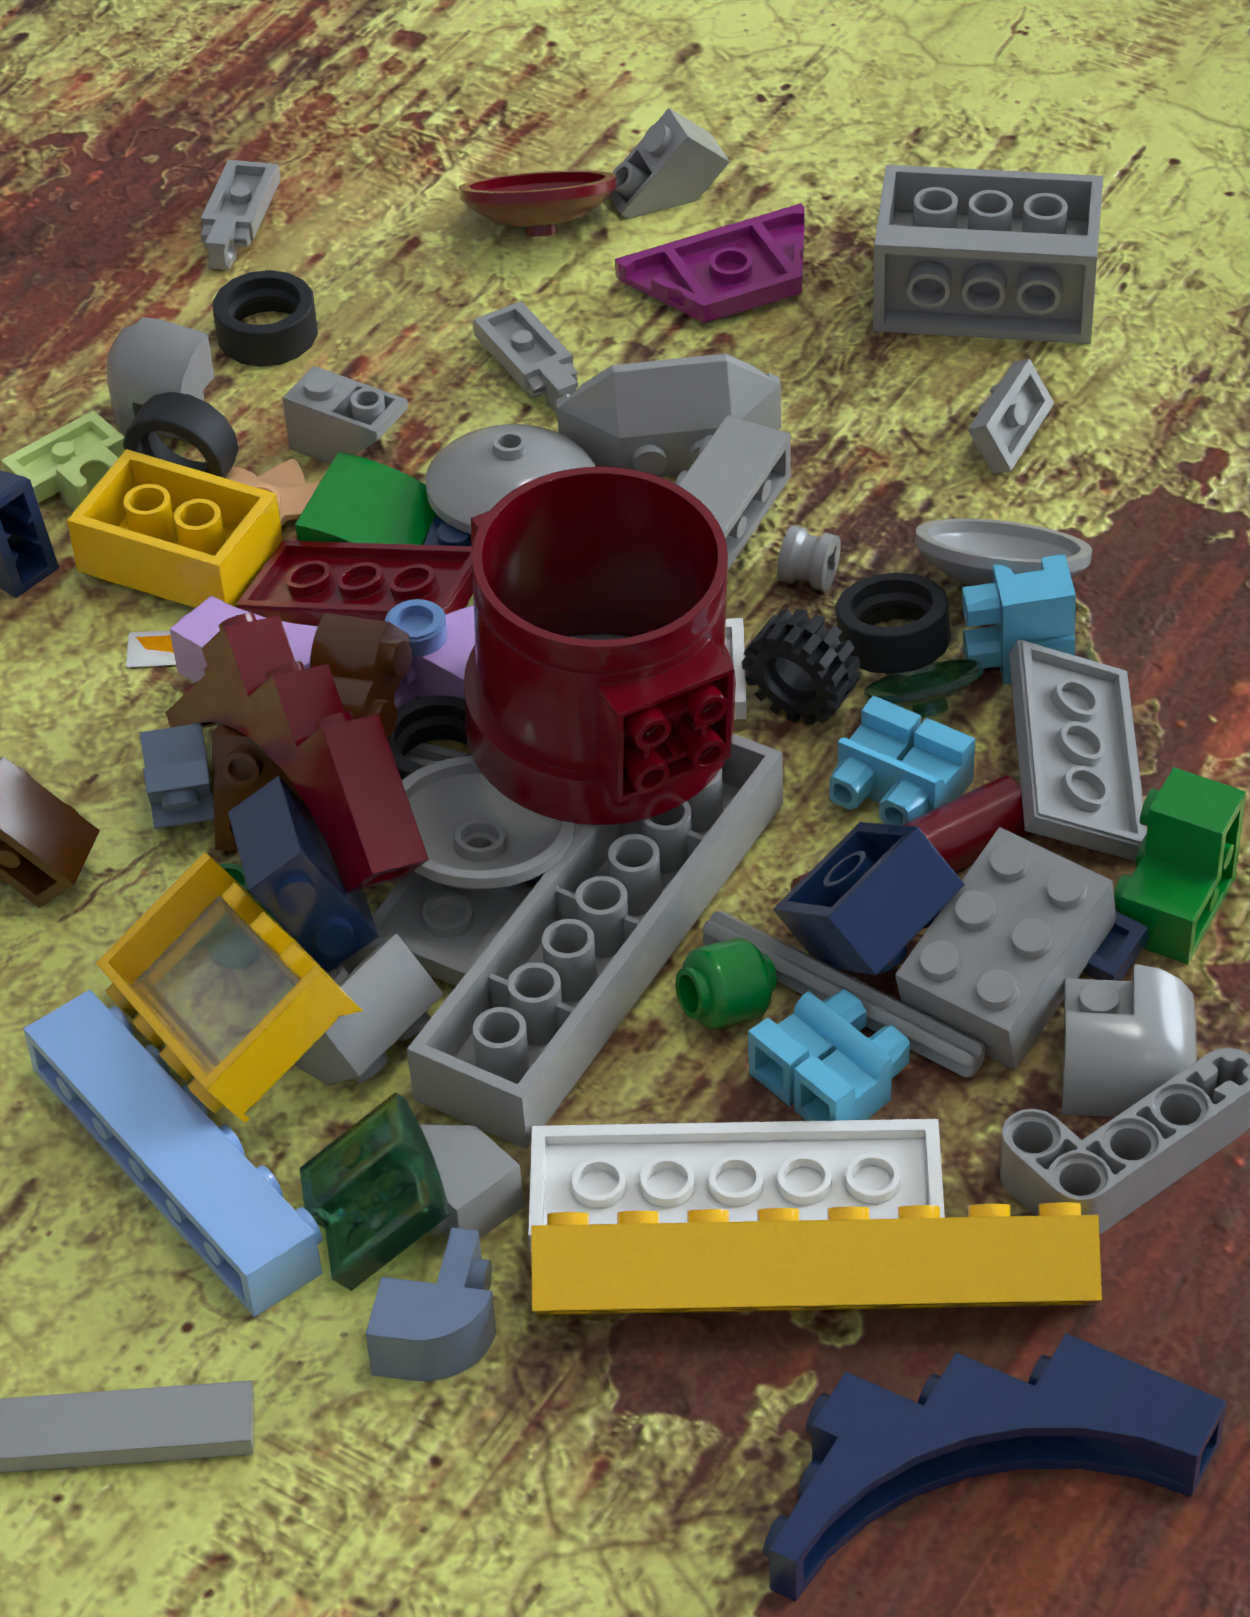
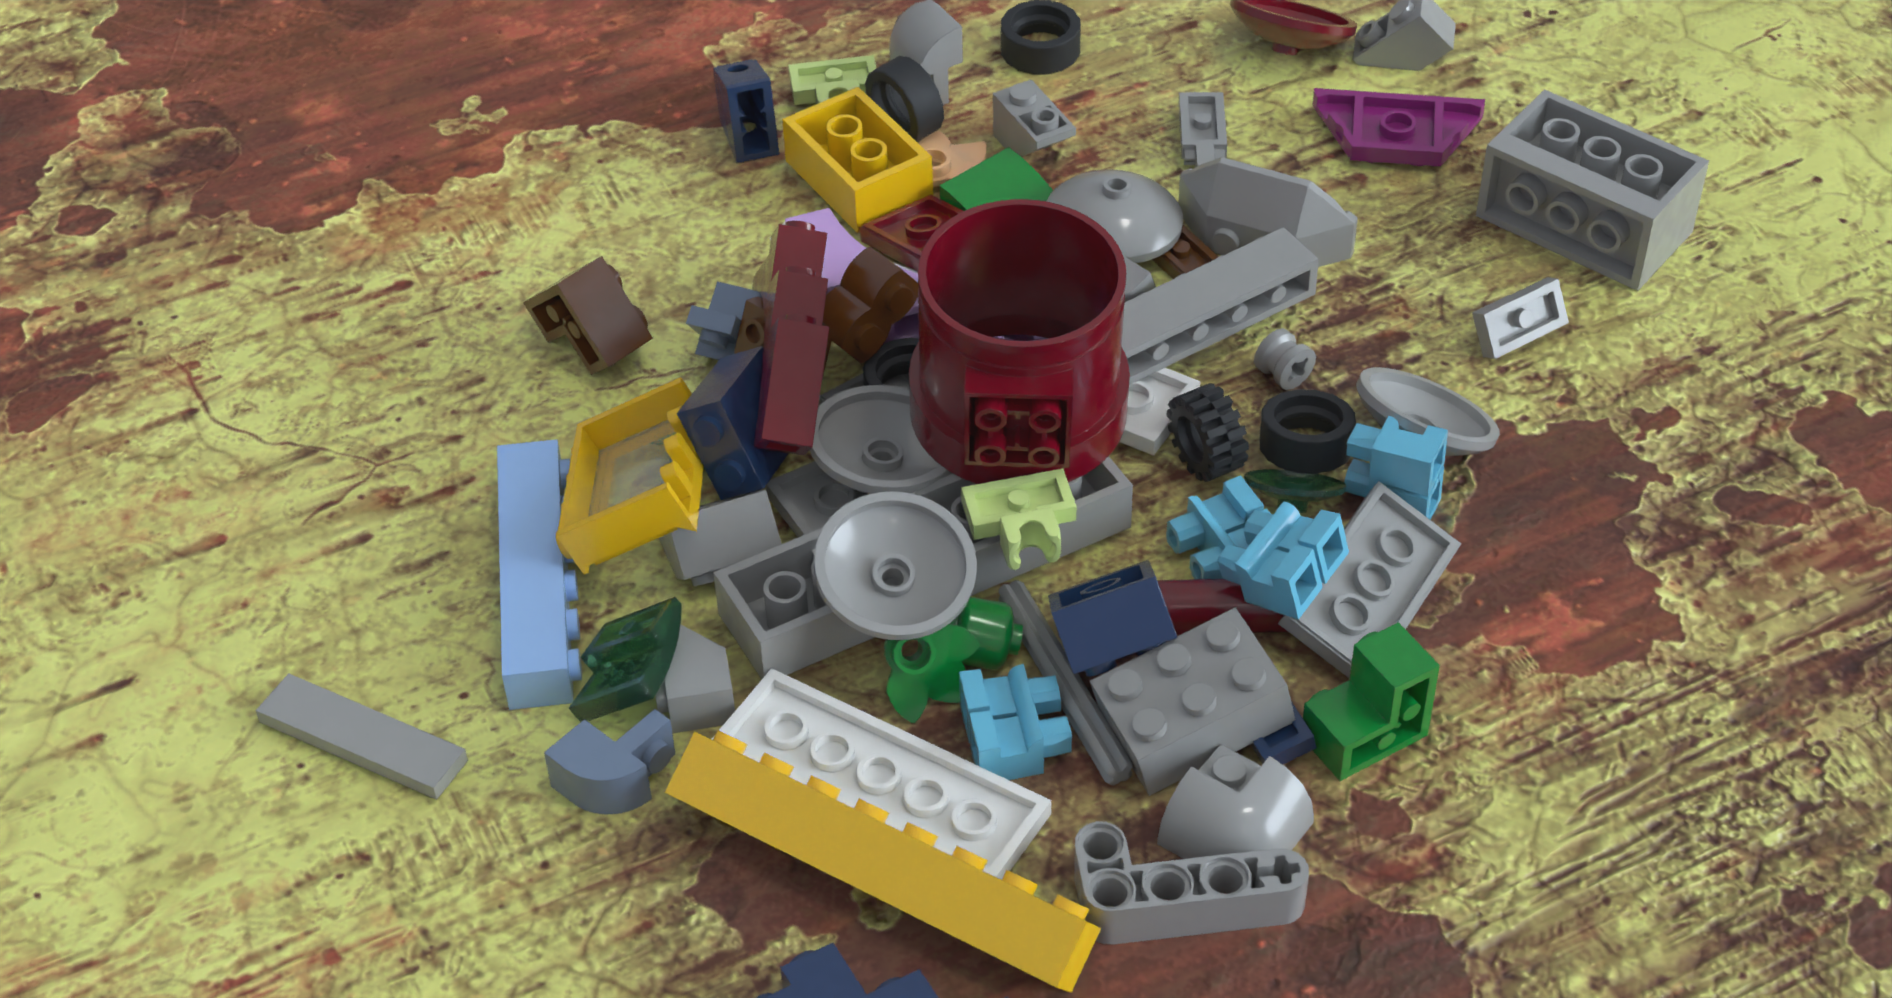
camera: 30 degrees right, 0 degrees up
(632, 917) = (901, 540): none -> light grey dish
(705, 827) = (1022, 512): none -> yellowish green plate
(709, 1042) = (928, 672): none -> green plate
(1004, 758) = (1285, 558): none -> medium azure hips

